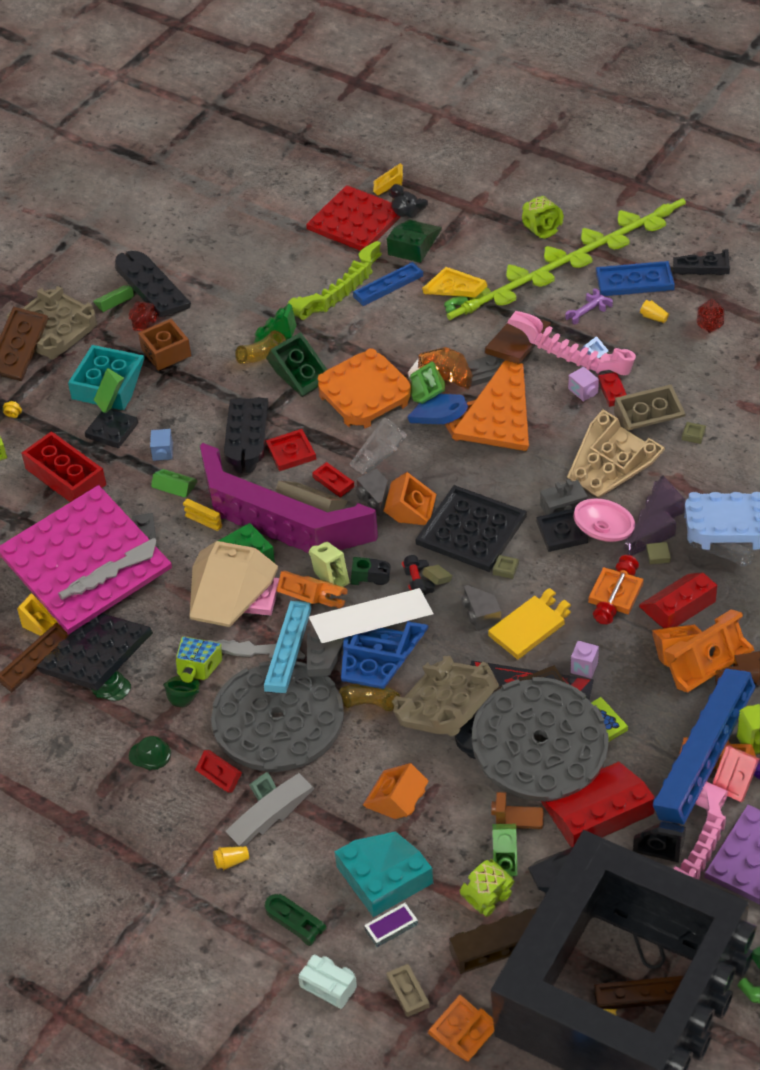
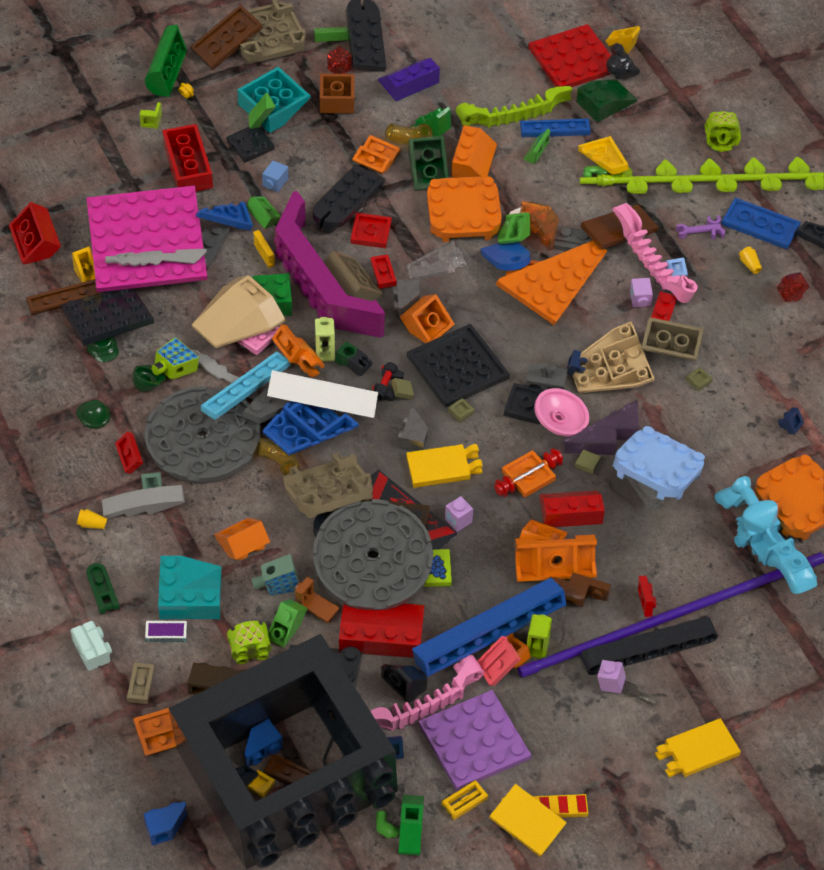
camera: 25 degrees right, 5 degrees up
(146, 499) = (228, 215): none -> blue wing
(222, 301) = (411, 79): none -> dark purple slope
(242, 381) = (376, 154): none -> orange slope
(332, 338) = (473, 153): none -> orange slope
(385, 306) = (538, 147): none -> bright green slope
(464, 808) = (278, 576): none -> sand green torso
(577, 975) = (262, 742): none -> blue slope
(579, 470) = (574, 363): none -> dark blue tile

